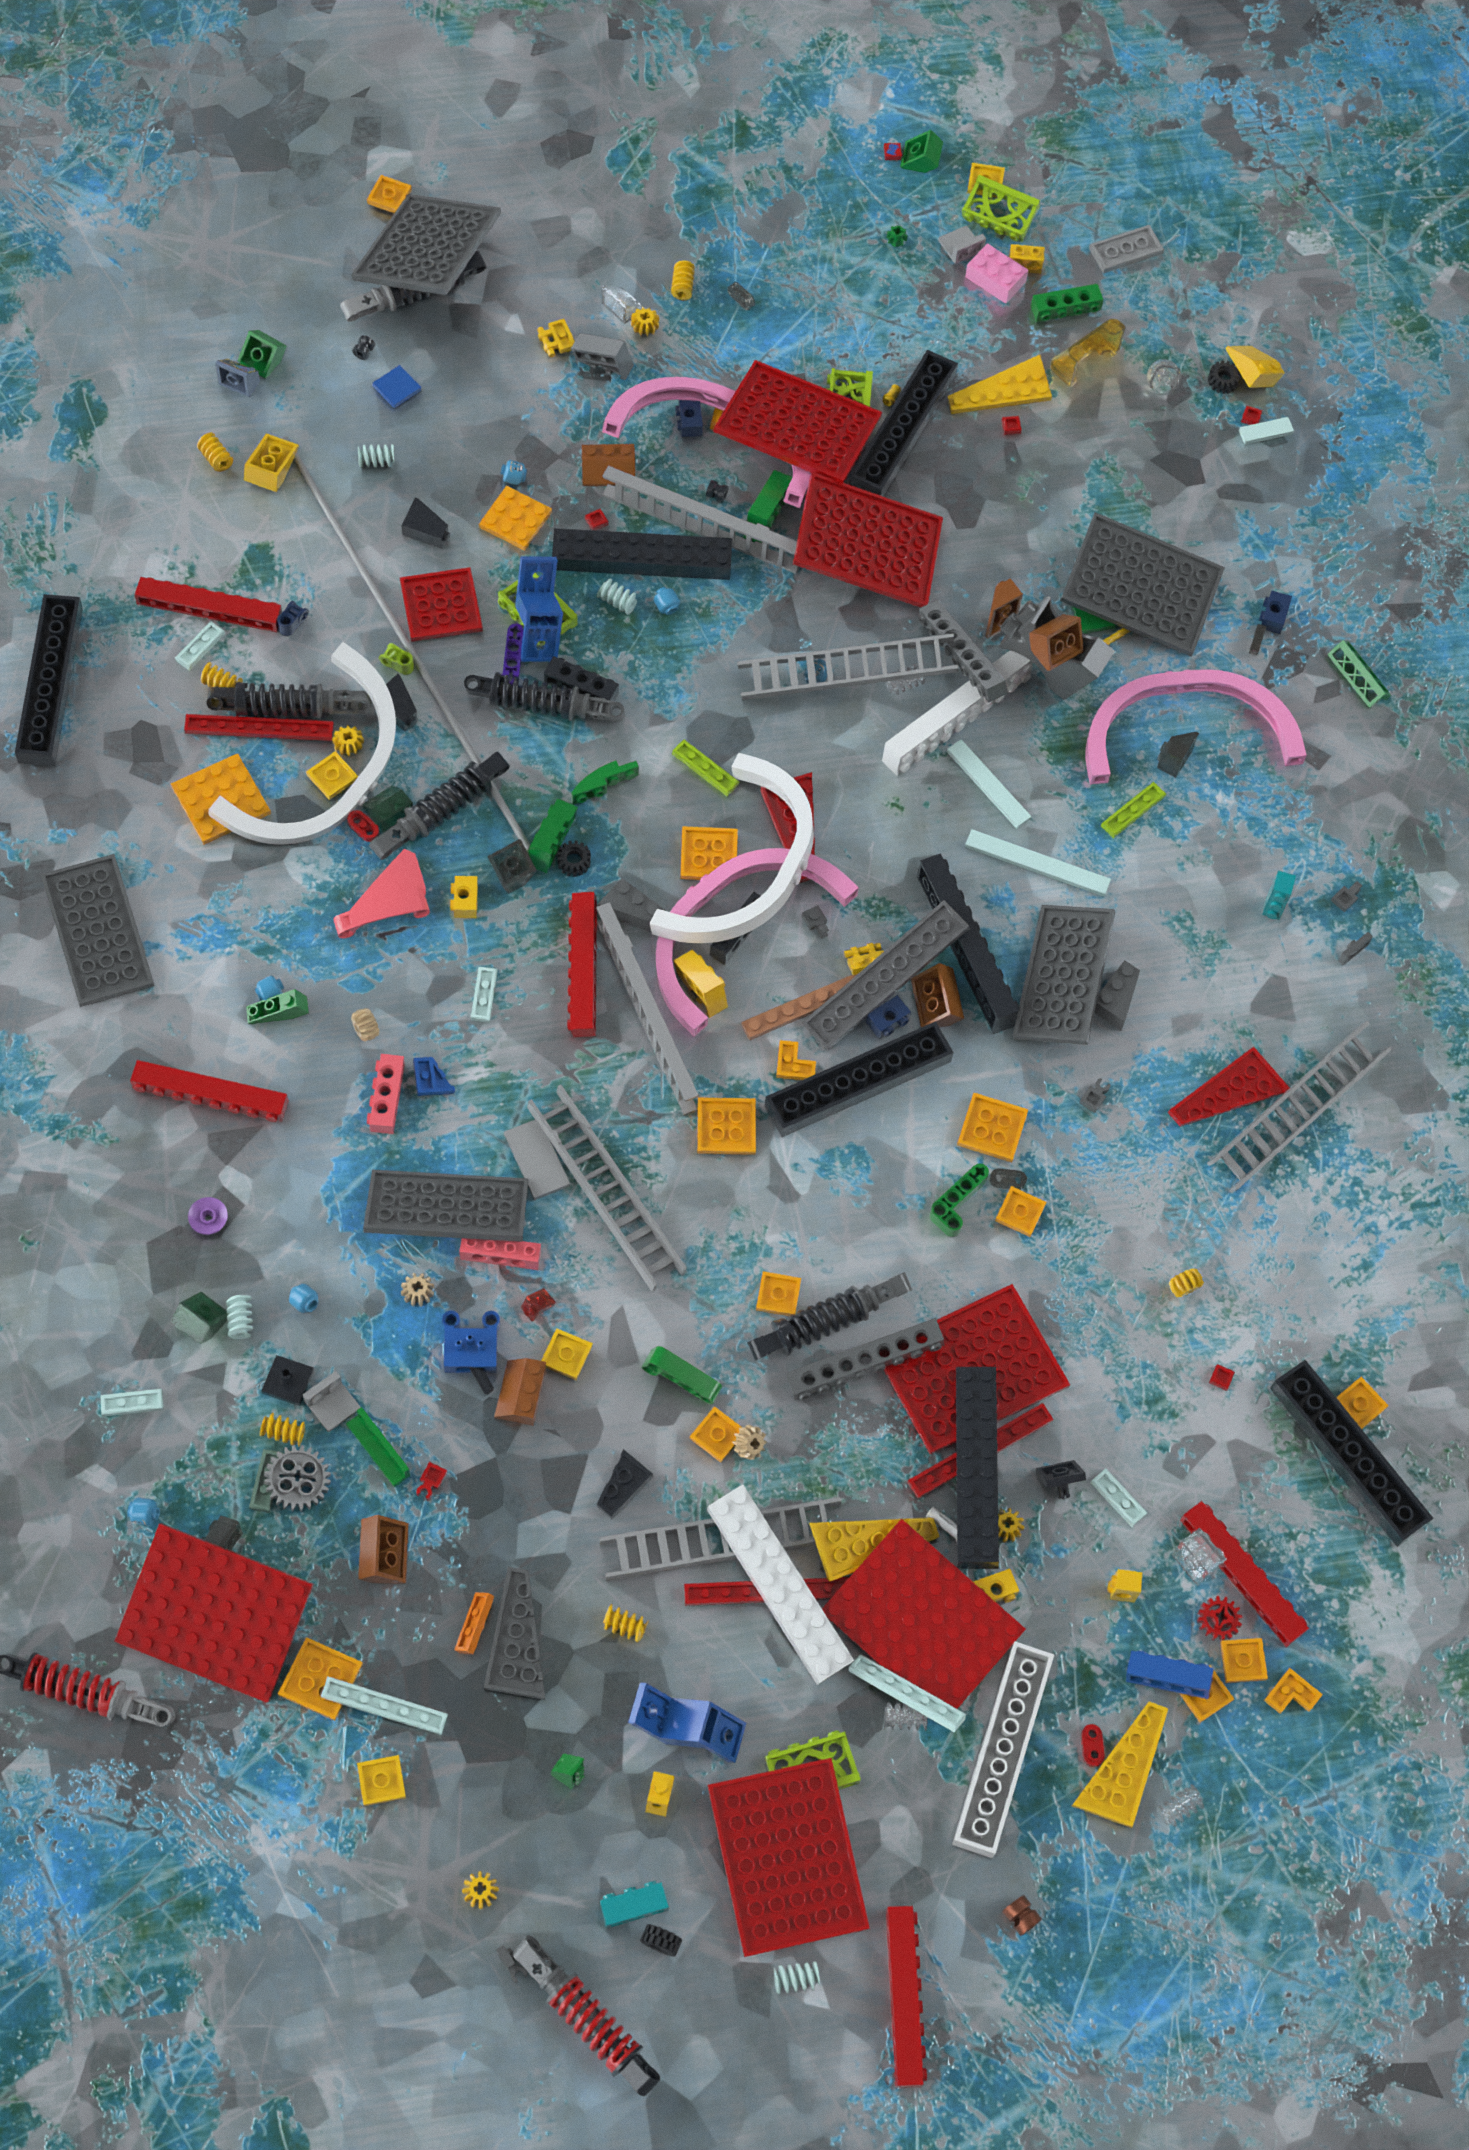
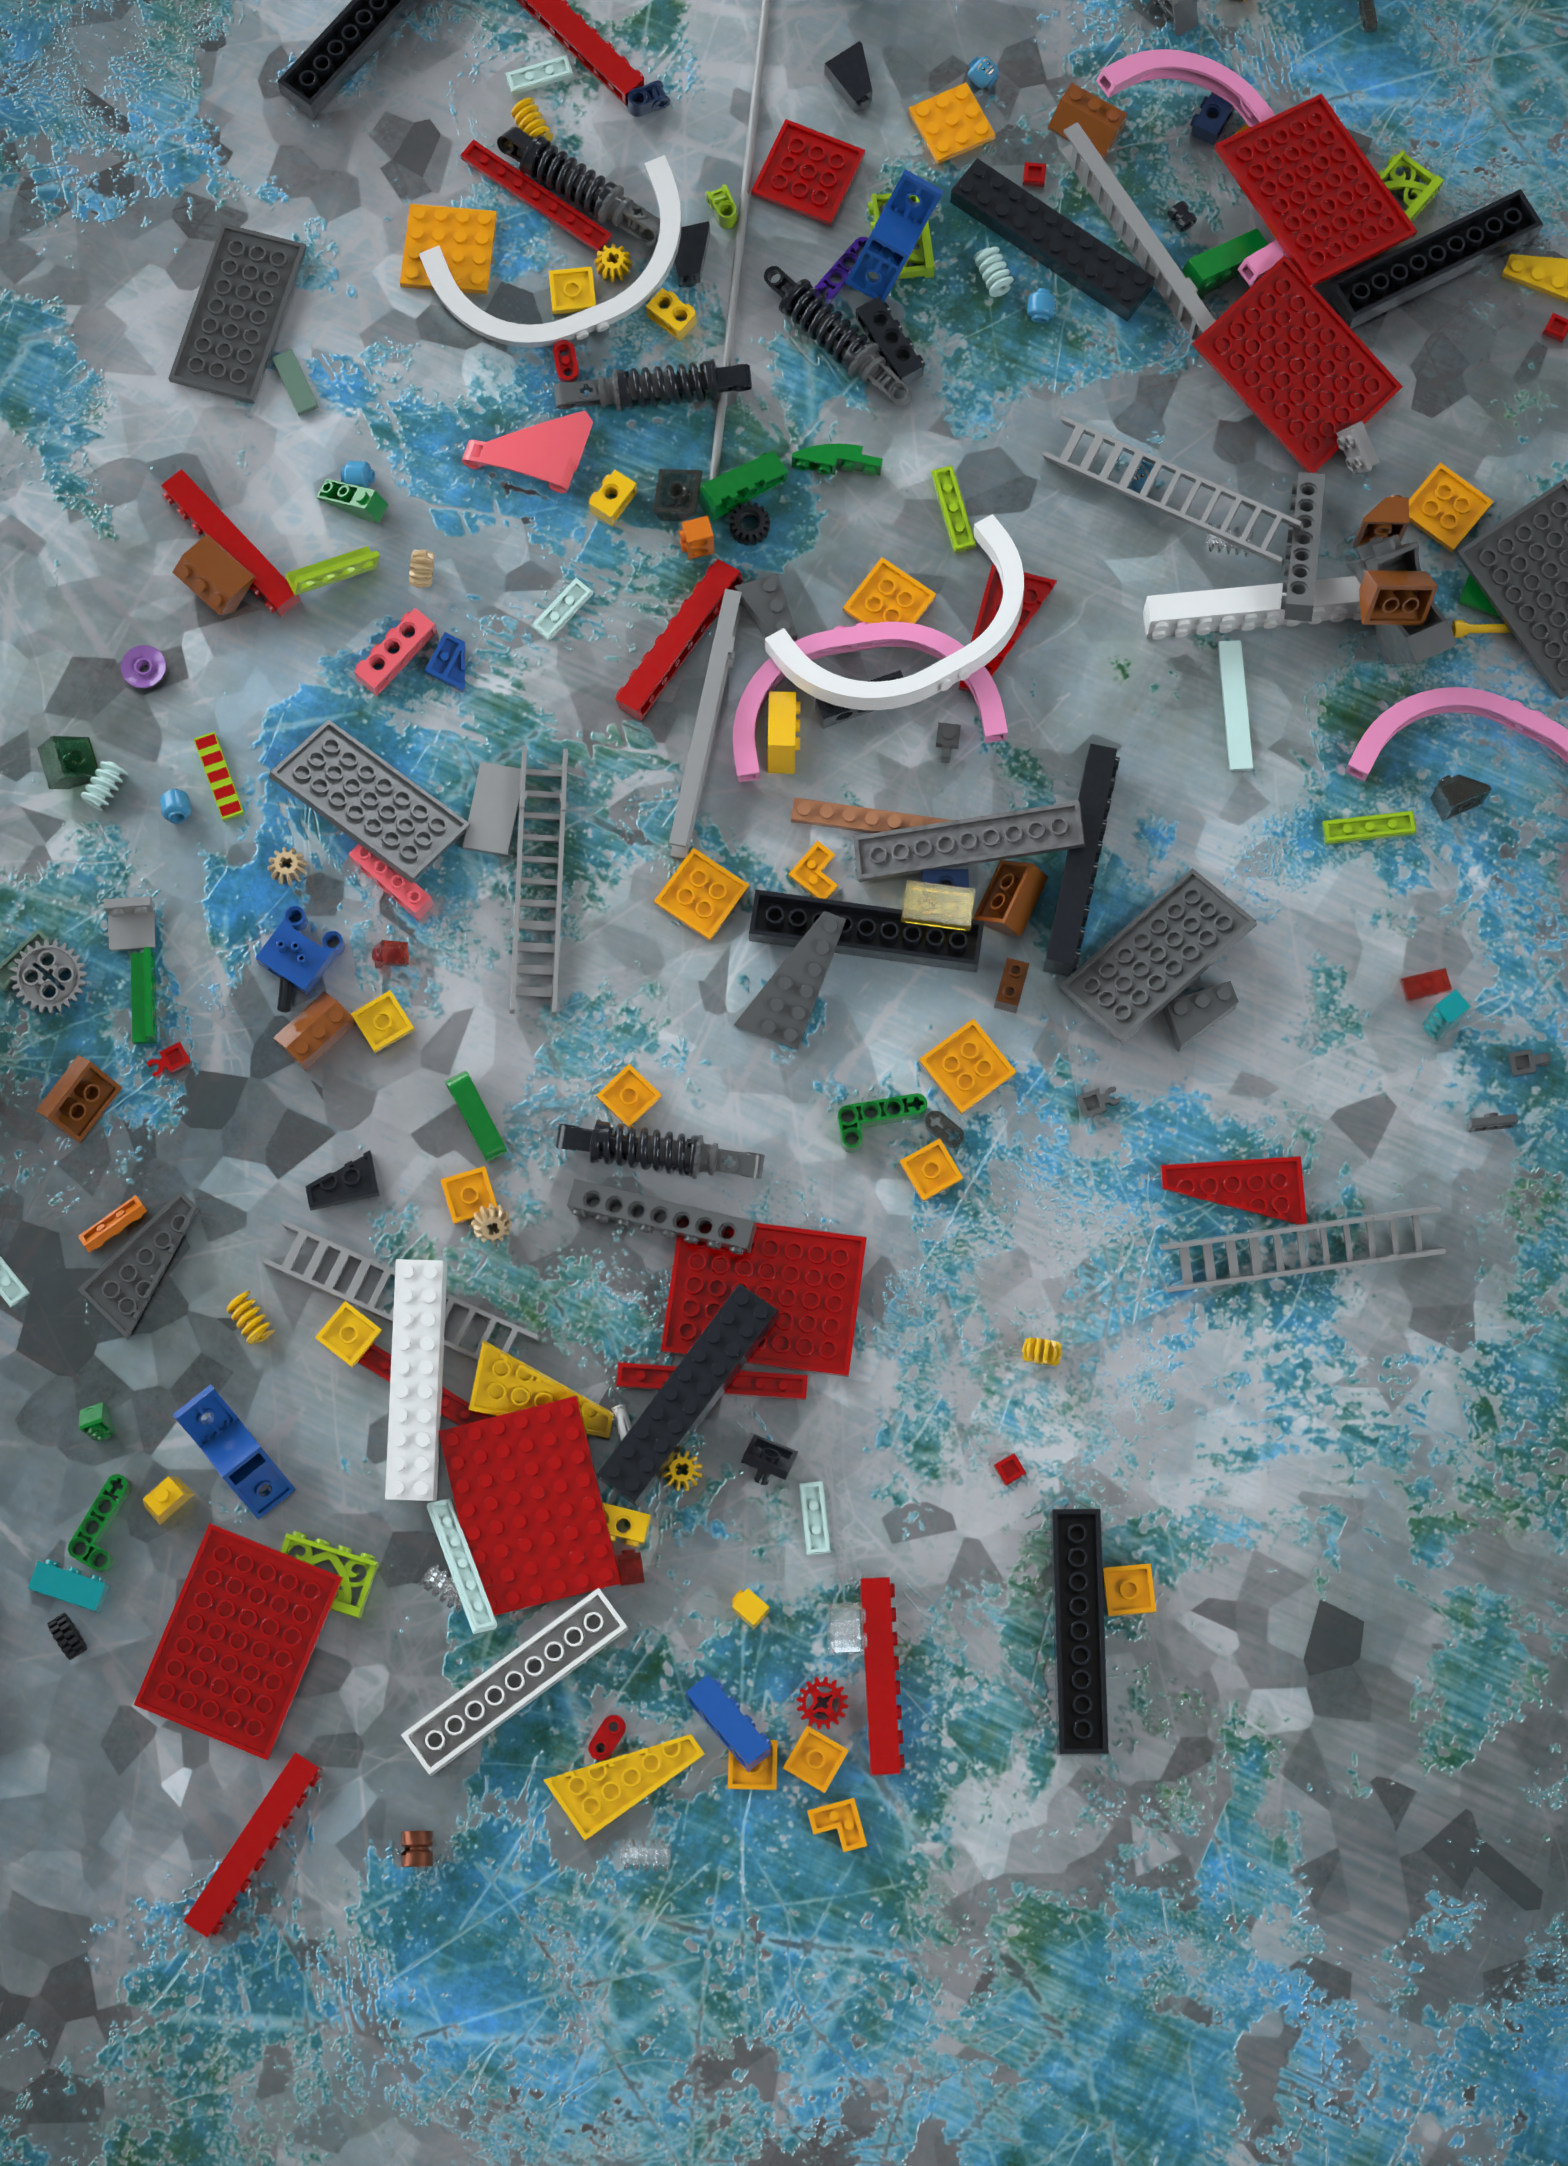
camera: 40 degrees right, 10 degrees up
(174, 953) = (295, 382): none -> sand green tile
(216, 1118) = (214, 575): none -> dark orange slope
(282, 1429) = (66, 922): yellow piece -> none
(287, 1380) = (107, 875): black tile -> none
(300, 1064) = (332, 570): none -> lime fence
(319, 1259) = (218, 776): none -> tile
(387, 807) = (602, 356): clear green slope -> none
(414, 755) = (667, 317): none -> yellow brick
(547, 887) = (697, 538): none -> orange brick
(624, 1840) = (104, 1521): none -> green beam
(706, 1585) = (348, 1334): none -> yellow plate
(796, 1977) = (165, 1757): light aqua piece -> none
(840, 1153) = (788, 998): none -> dark grey wing
(859, 962) = (957, 810): yellow plate -> none
(889, 398) = (1446, 218): yellow pin -> none
(897, 1029) = (938, 905): none -> clear yellow tile
(945, 572) = (1357, 448): none -> light grey bracket
(982, 1054) = (1011, 985): none -> reddish brown brick
(1022, 1614) = (630, 1567): none -> clear red bracket
(1031, 574) = (1447, 507): none -> light orange plate
(1037, 863) = (1223, 821): light aqua tile -> none
(1246, 887) = (1425, 985): none -> clear red plate

